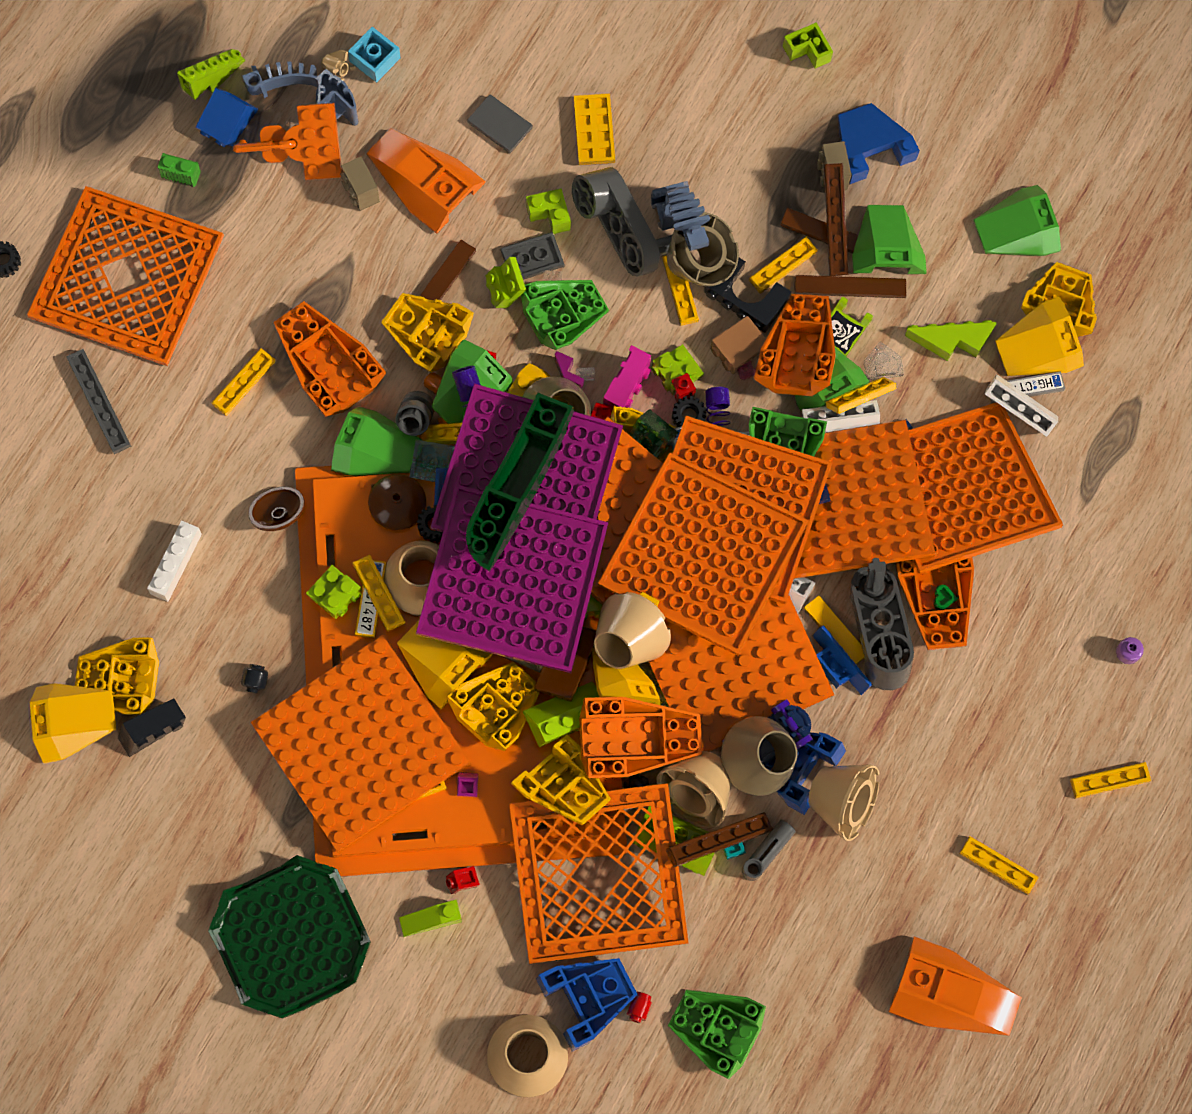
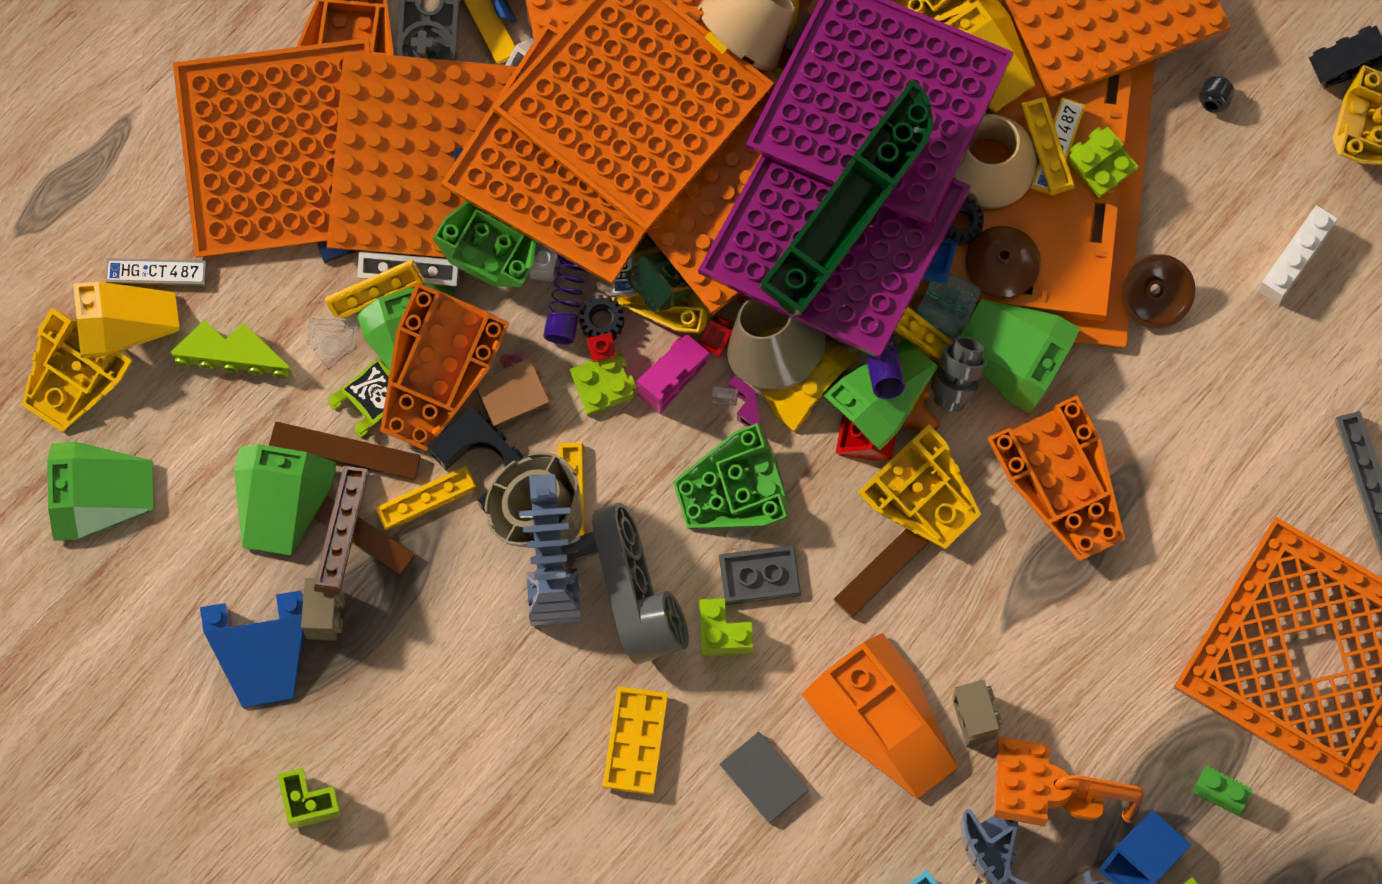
camera: 160 degrees left, 0 degrees up
(243, 382) = (1175, 478): yellow tile -> none
(505, 283) = (805, 532): lime plate -> none
(944, 597) = (343, 24): green tile -> none
(1021, 405) = (172, 238): white brick -> none

